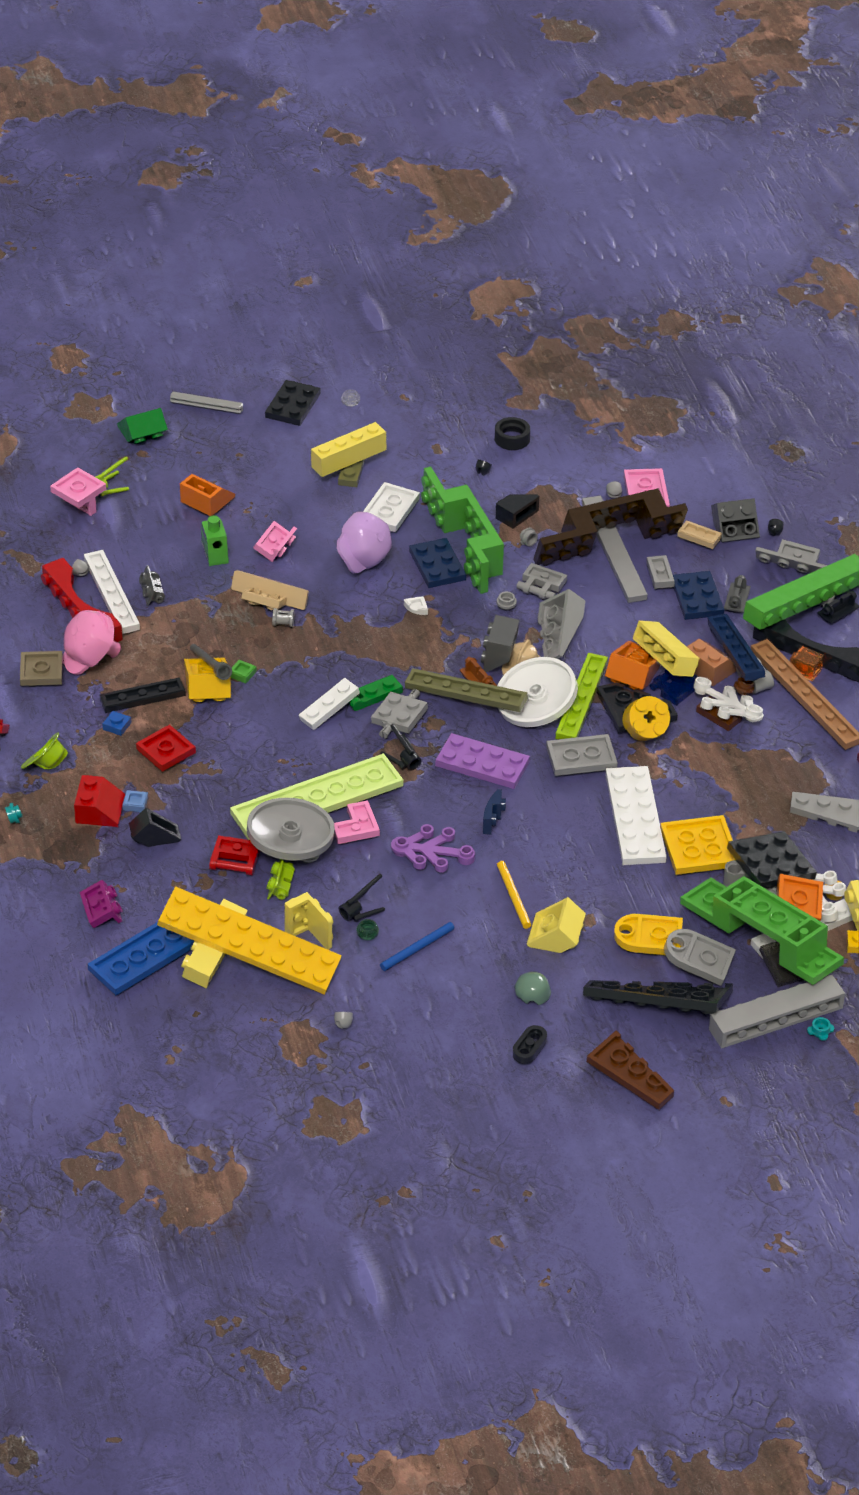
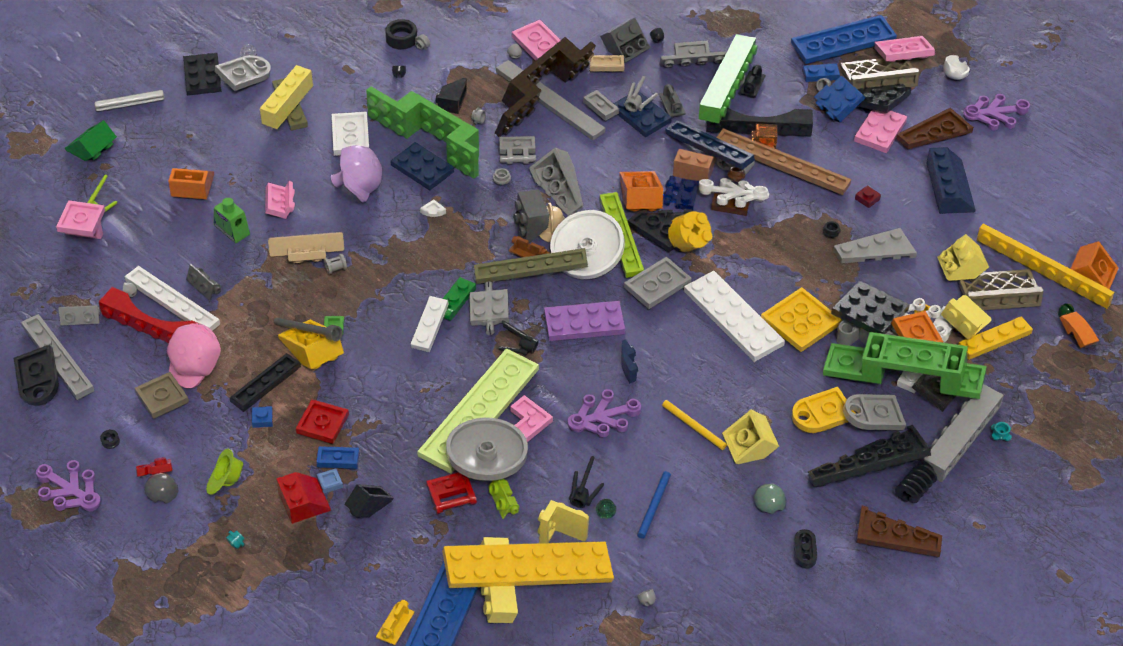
camera: 30 degrees left, 5 degrees up
(20, 572) = (79, 315): none -> light grey hinge
(99, 942) = (395, 623): none -> yellow hinge
(101, 903) = (371, 589): magenta bracket -> none
(156, 783) = (337, 457): none -> blue plate
(332, 413) = (244, 71): none -> light grey plate
(527, 448) = (422, 42): none -> light grey plate
(666, 648) = (659, 167): light yellow brick -> none
(688, 1032) = (916, 482): none -> black piece
(692, 577) = (634, 101): none -> light grey plant
(803, 776) = (831, 229): none -> black plate

